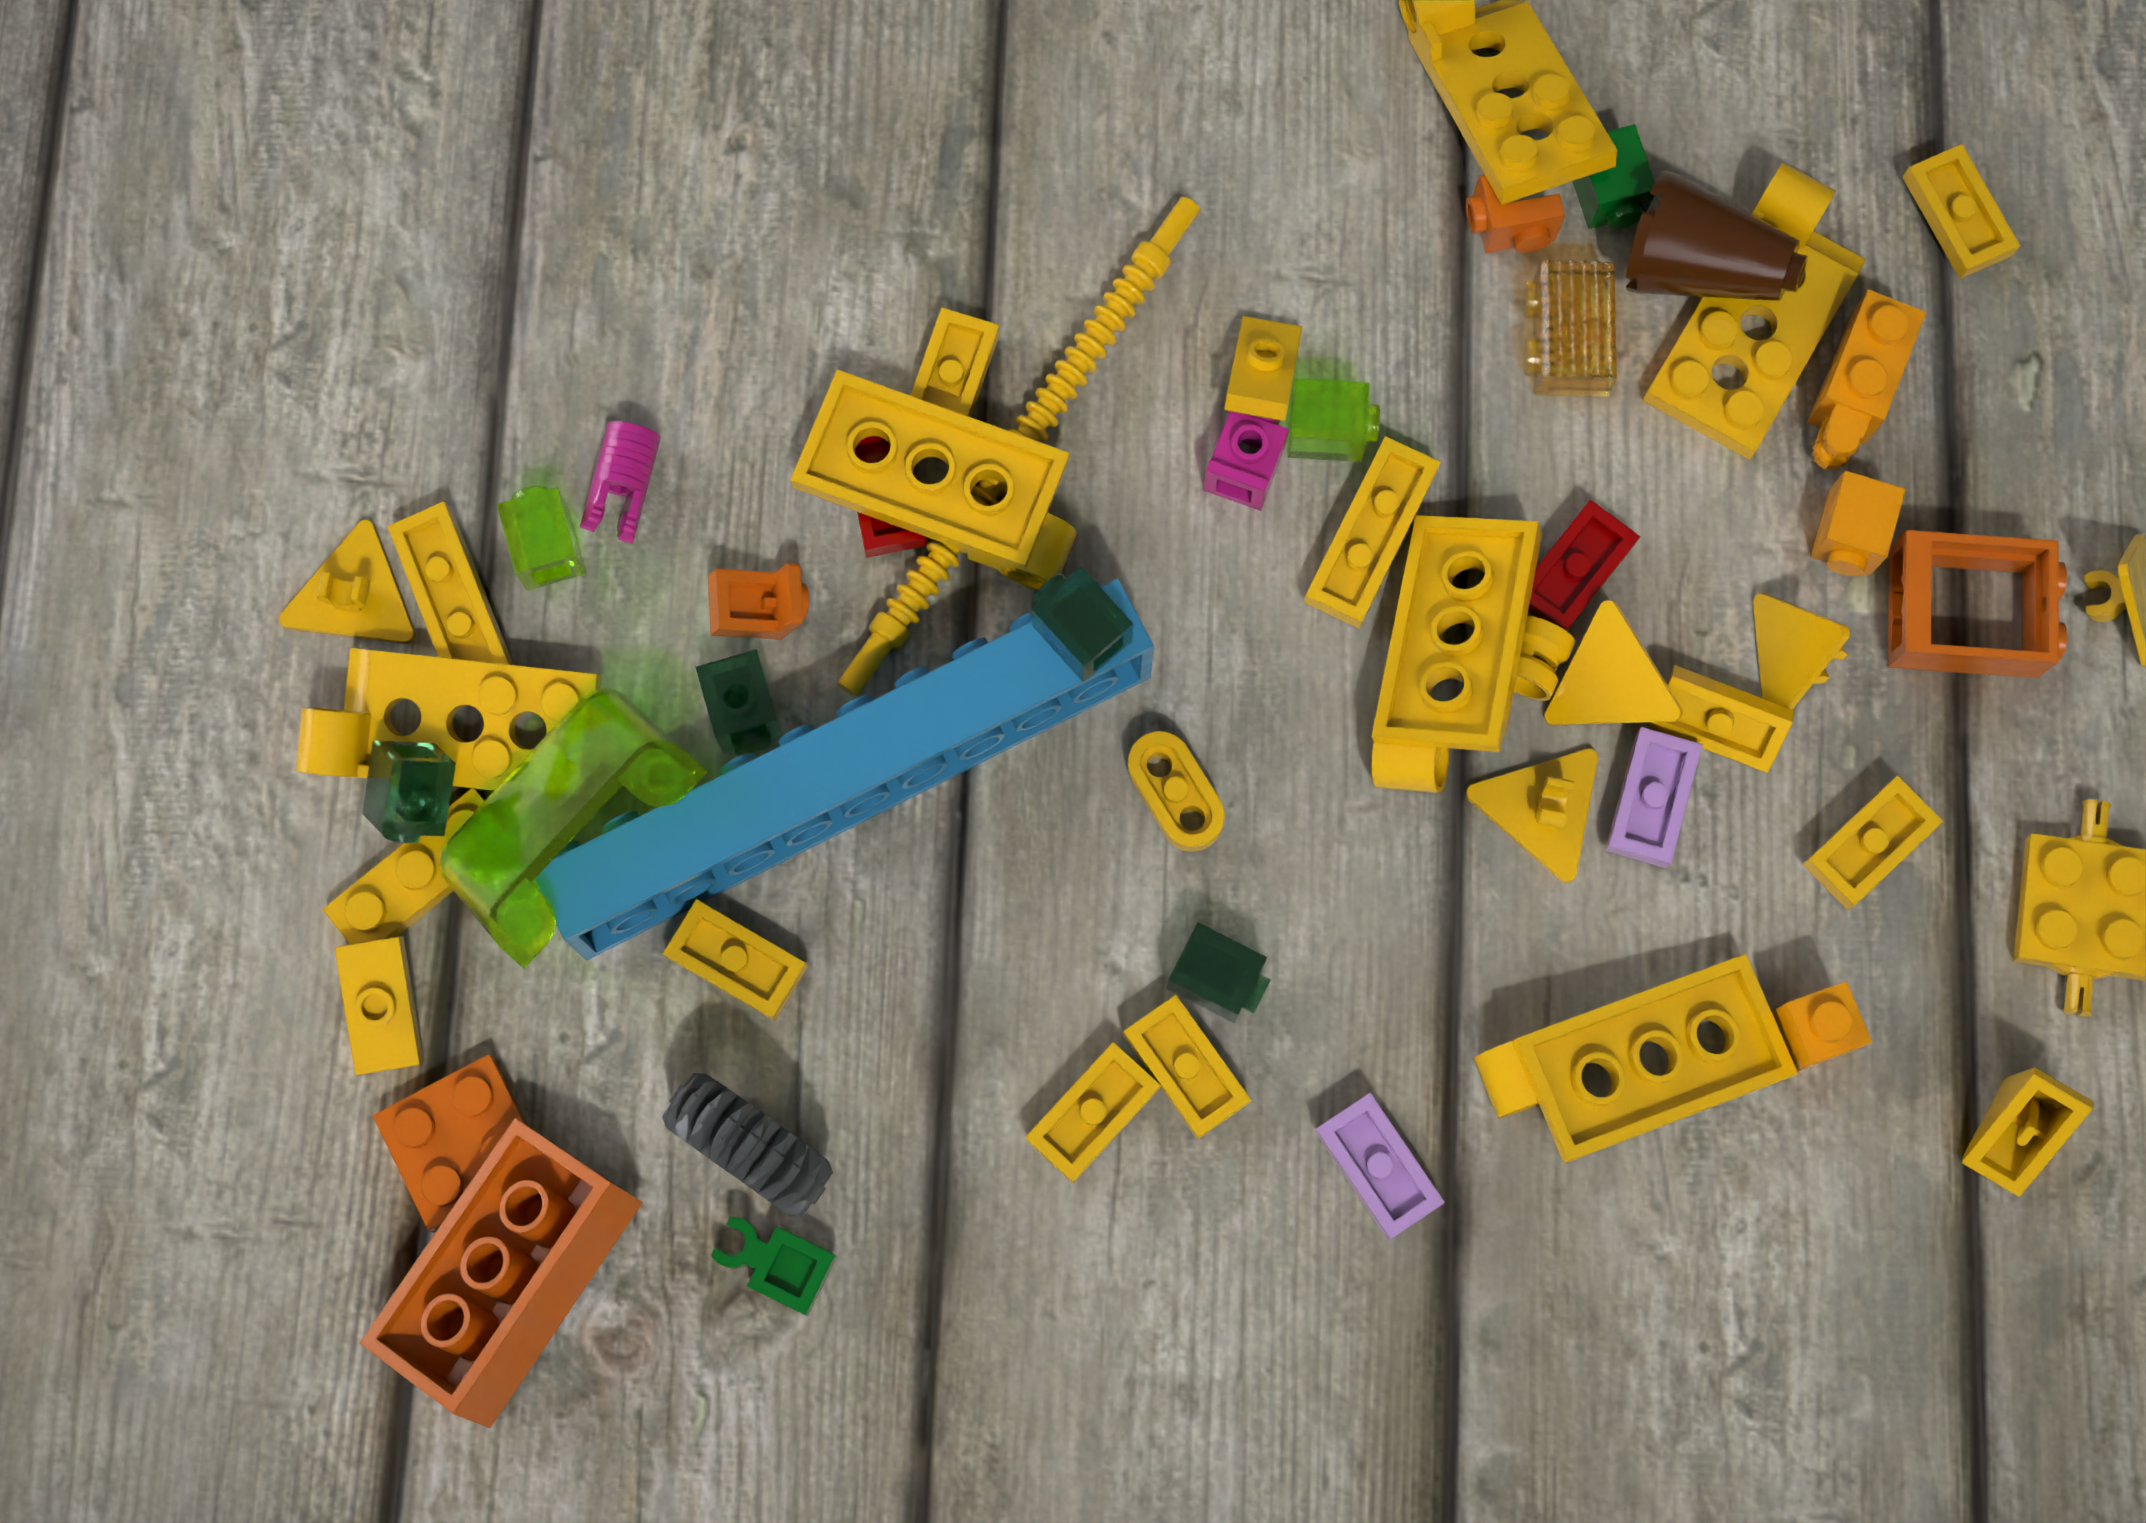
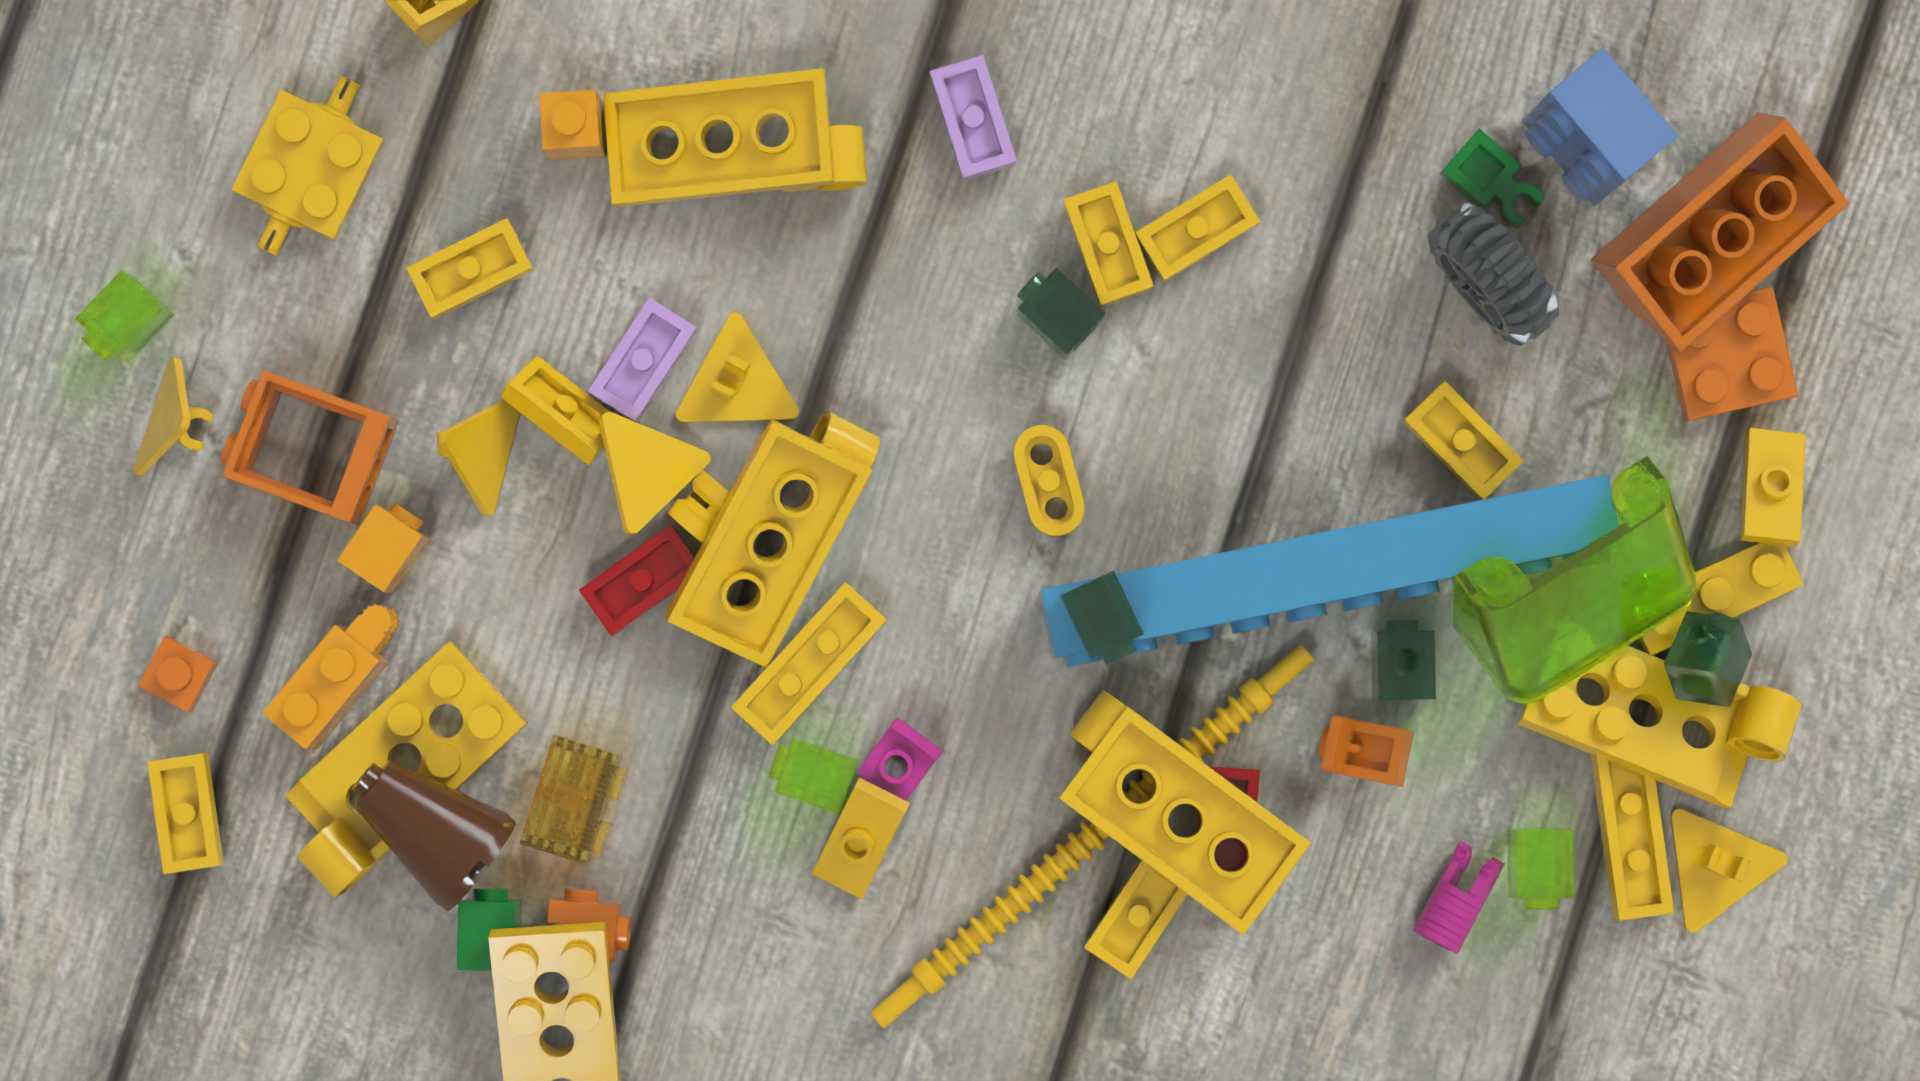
camera: 165 degrees left, 10 degrees up
(667, 1339) = (1597, 128): none -> medium blue brick
(2020, 347) = (178, 674): none -> orange plate

